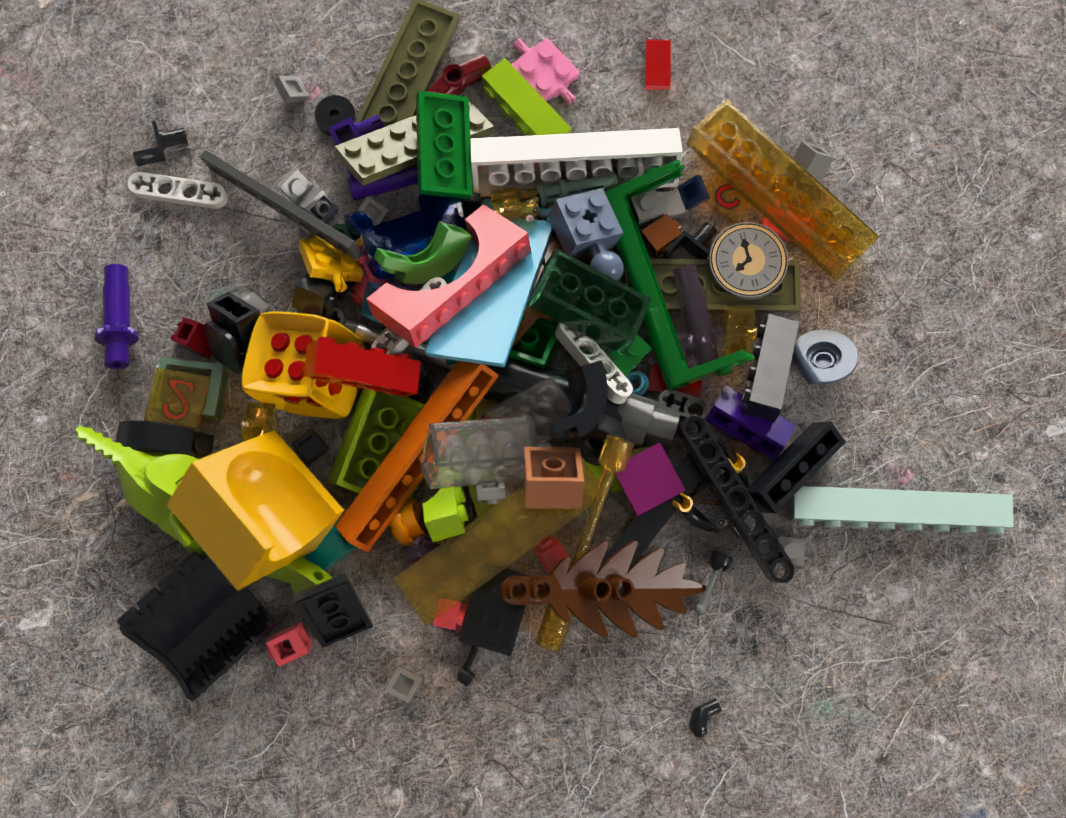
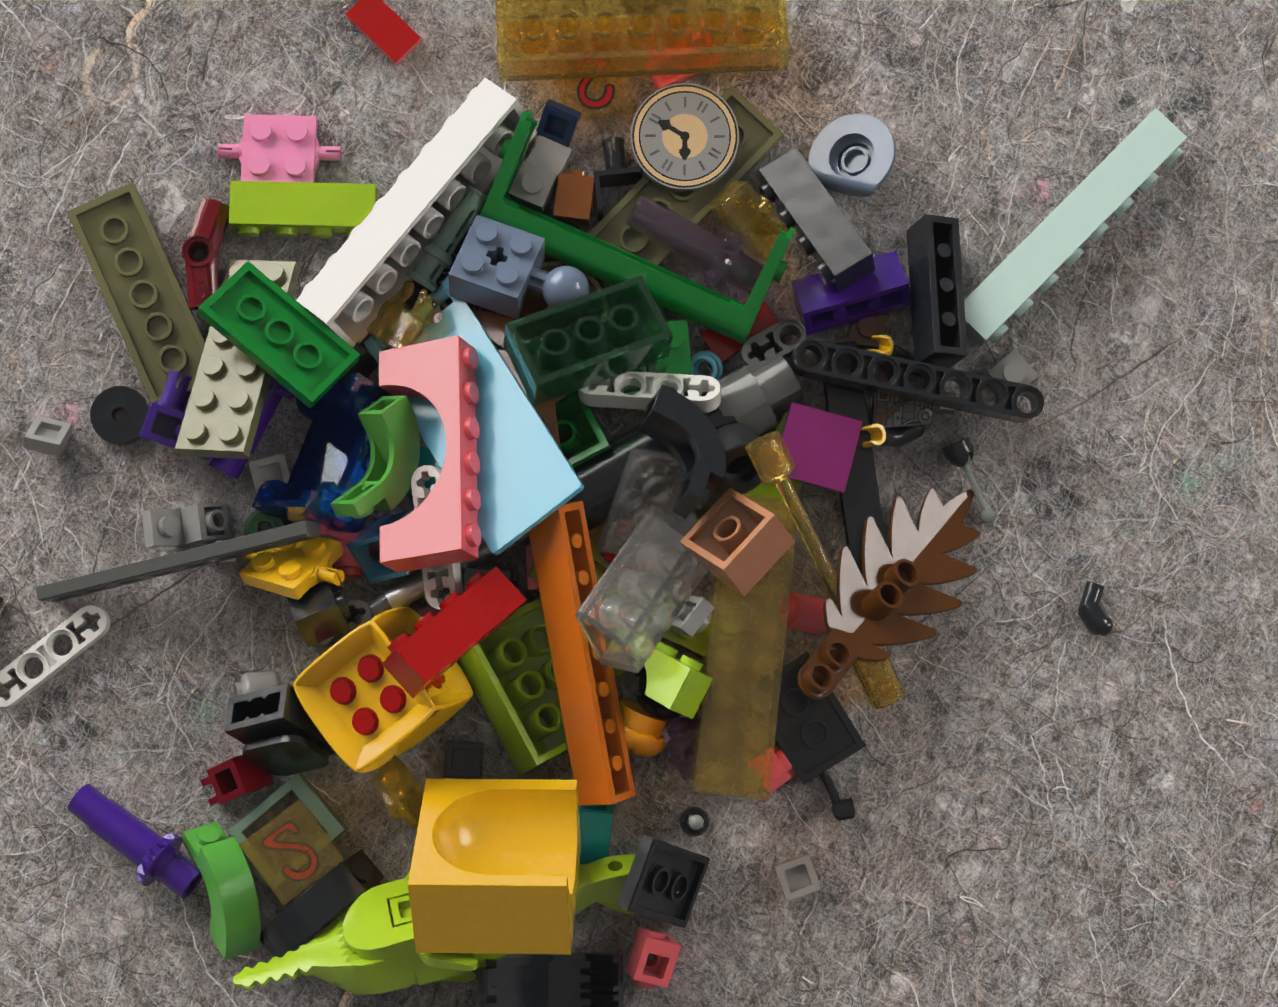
camera: 50 degrees left, 5 degrees up
(129, 383) = (230, 887): none -> bright green arch
(382, 600) = (695, 821): none -> black hinge

